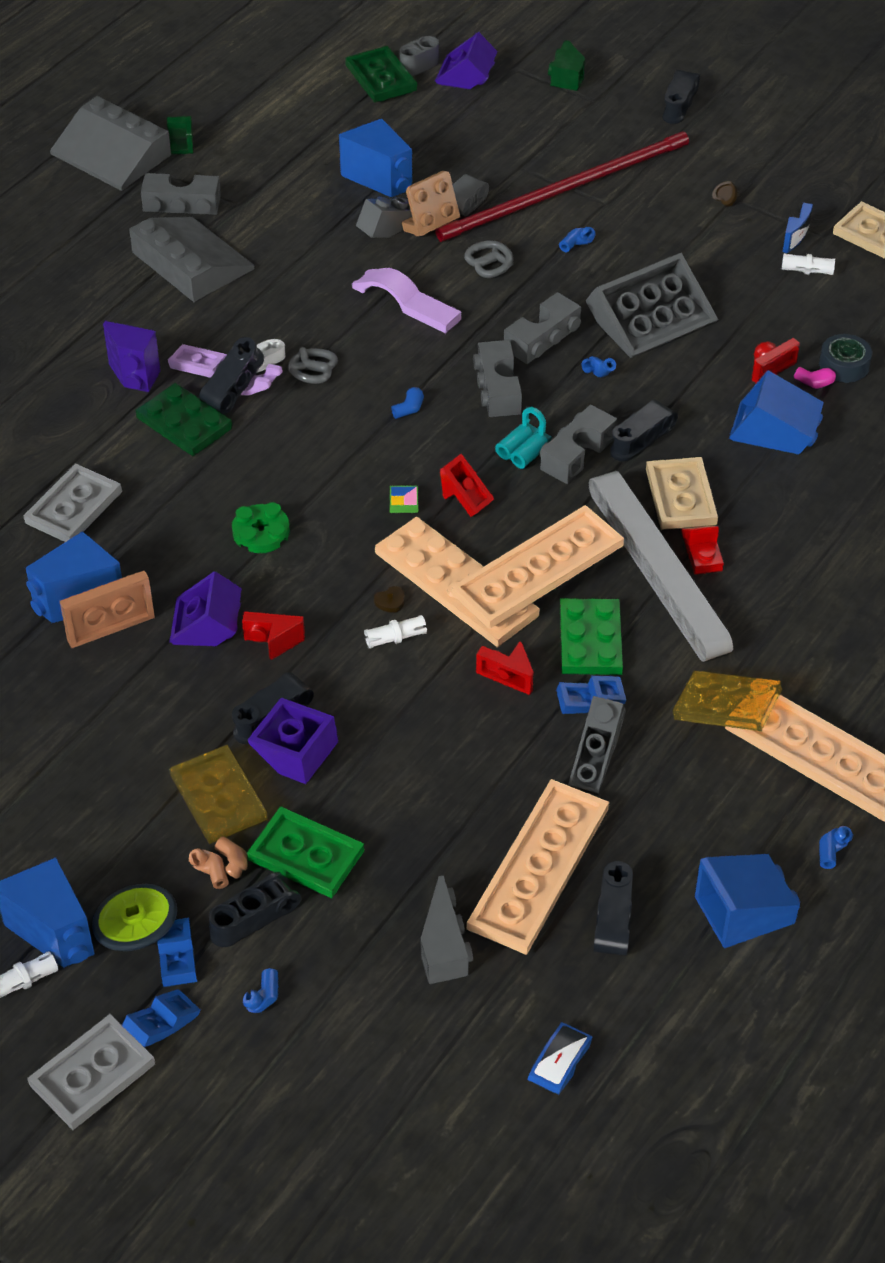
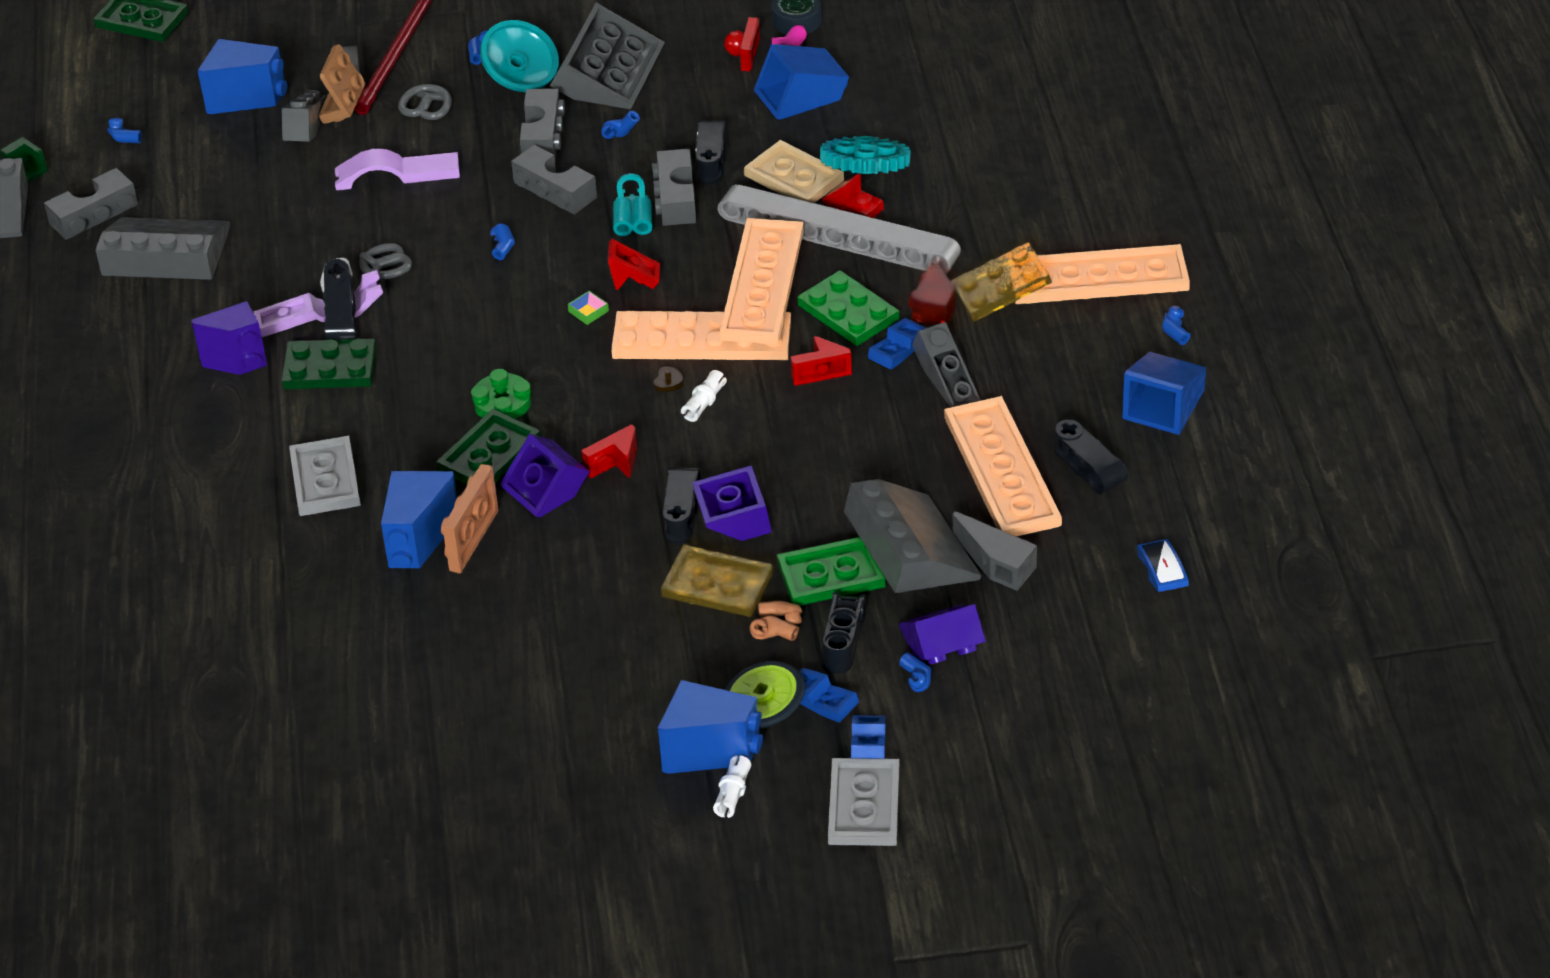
camera: 40 degrees left, 5 degrees down
(188, 562) = (490, 442): none -> dark green plate
(265, 153) = (121, 134): none -> blue arm
(318, 973) = (943, 632): none -> dark purple slope
(390, 871) = (907, 536): none -> dark grey slope
(585, 247) = (525, 47): none -> teal dish
(660, 675) = (934, 297): none -> clear red slope
(747, 514) = (865, 154): none -> teal gear

